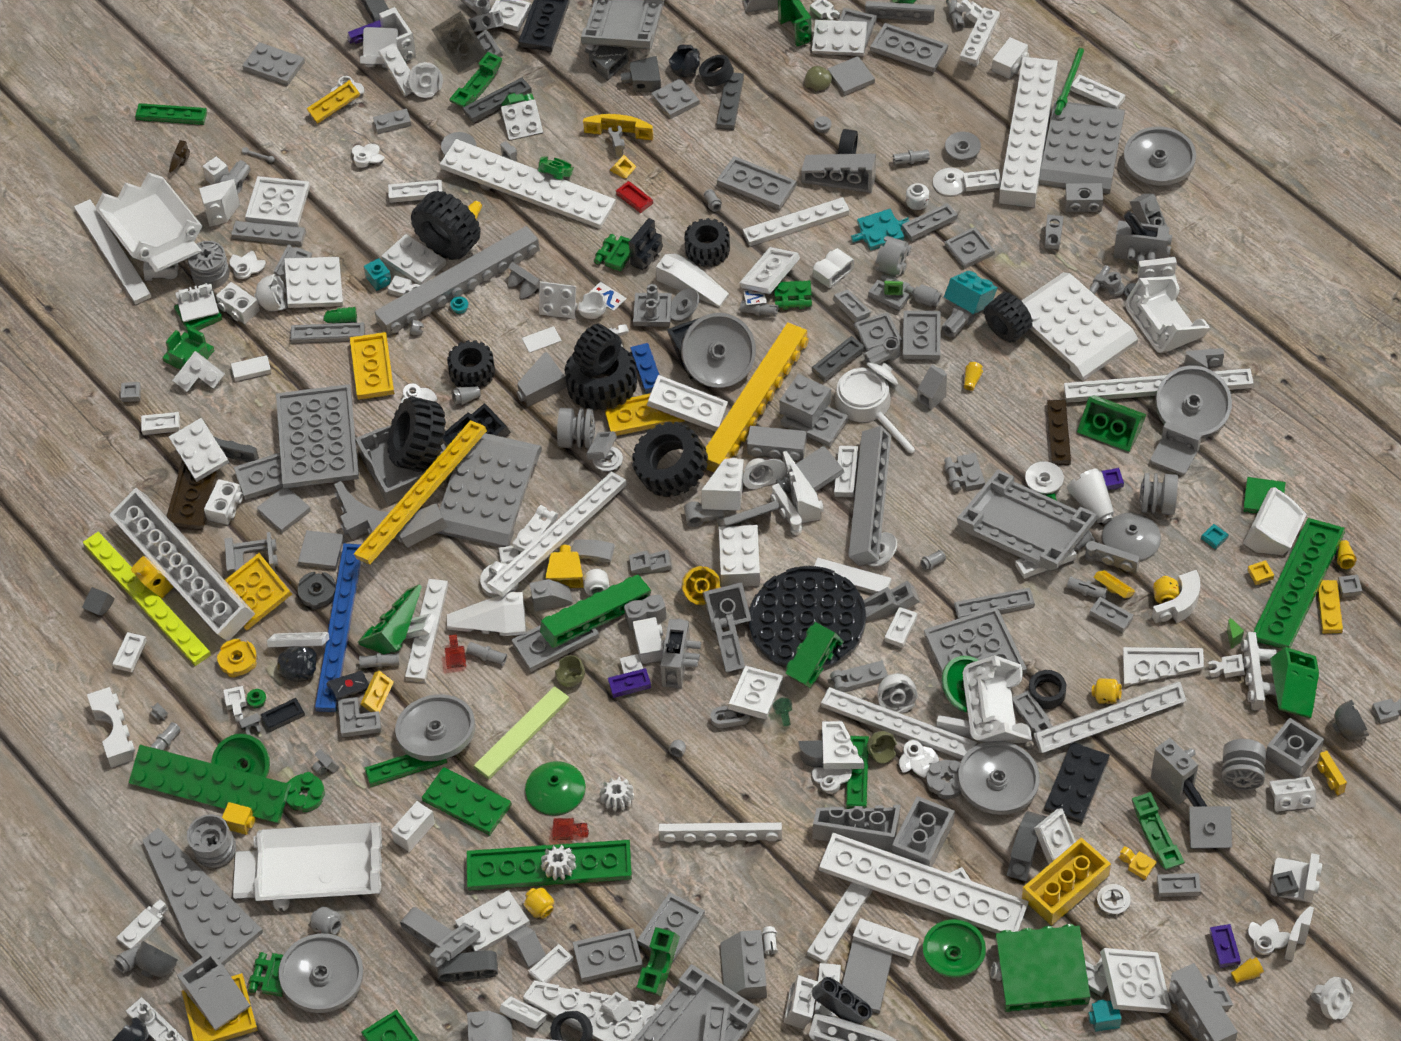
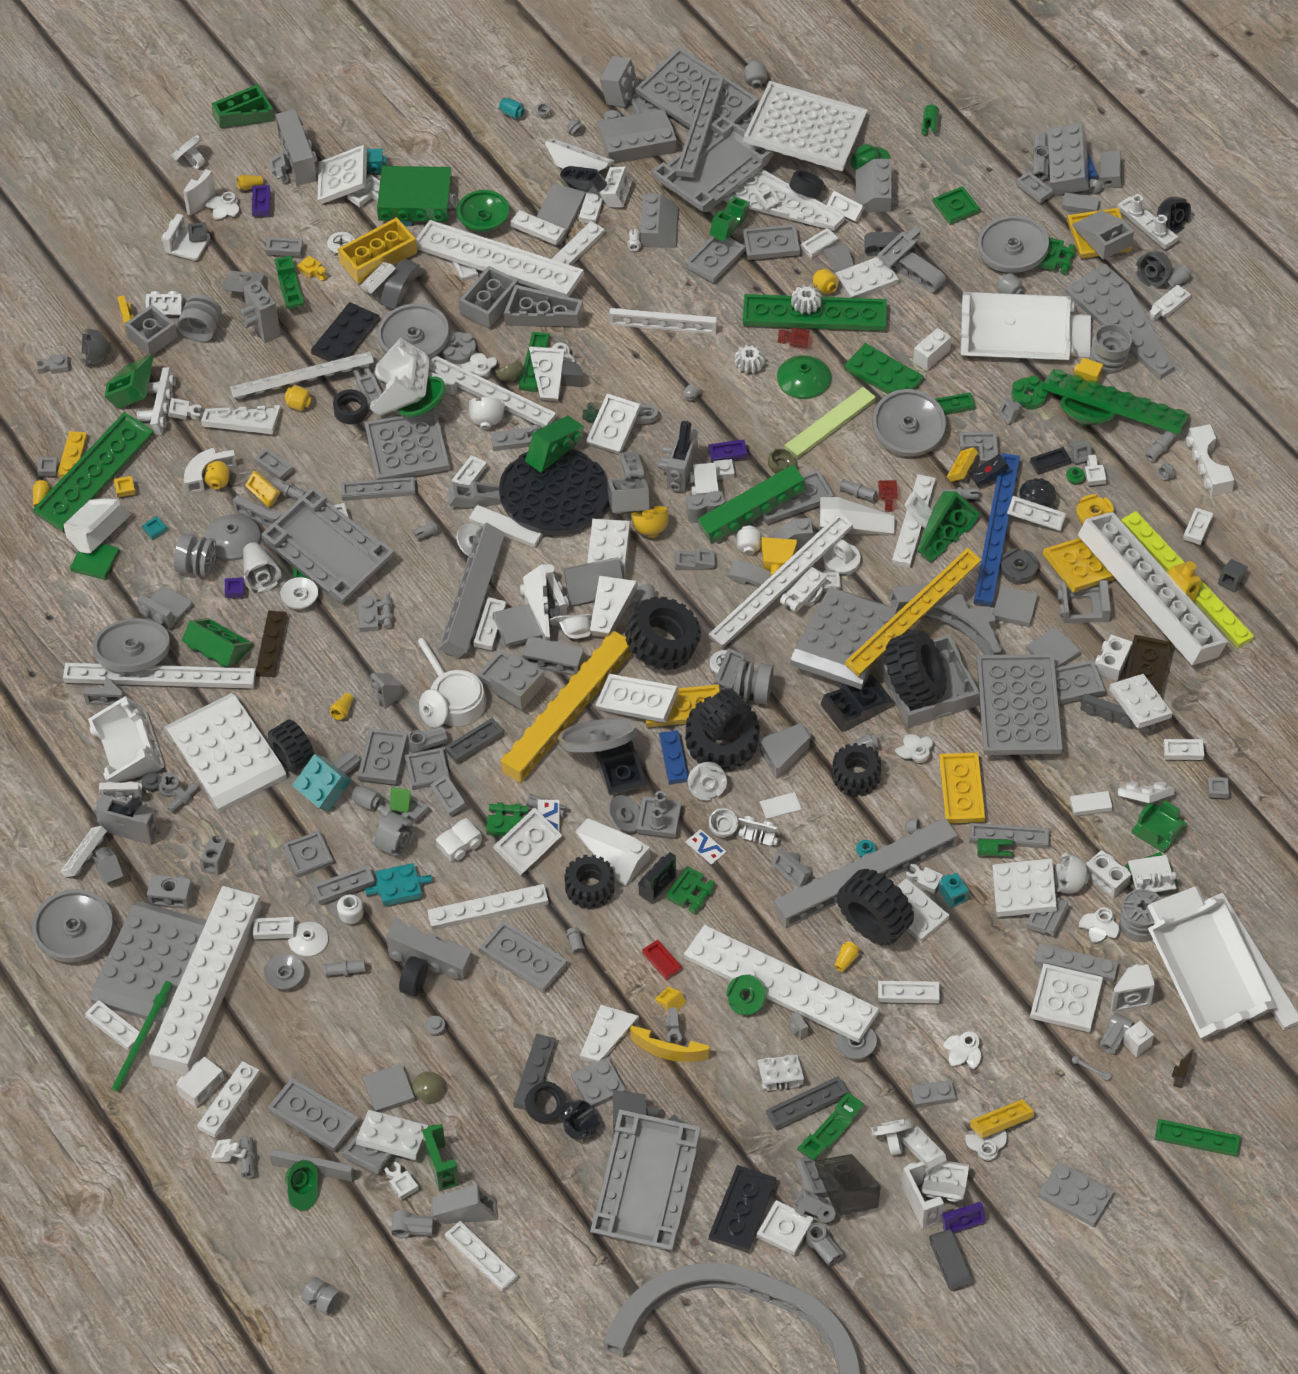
camera: 175 degrees left, 0 degrees up
(513, 99) = (784, 1090): green plate -> none
(674, 136) = (606, 1031): none -> white wing
(1175, 217) = (83, 852): none -> white plate
(1235, 633) = (167, 433): bright green slope -> none

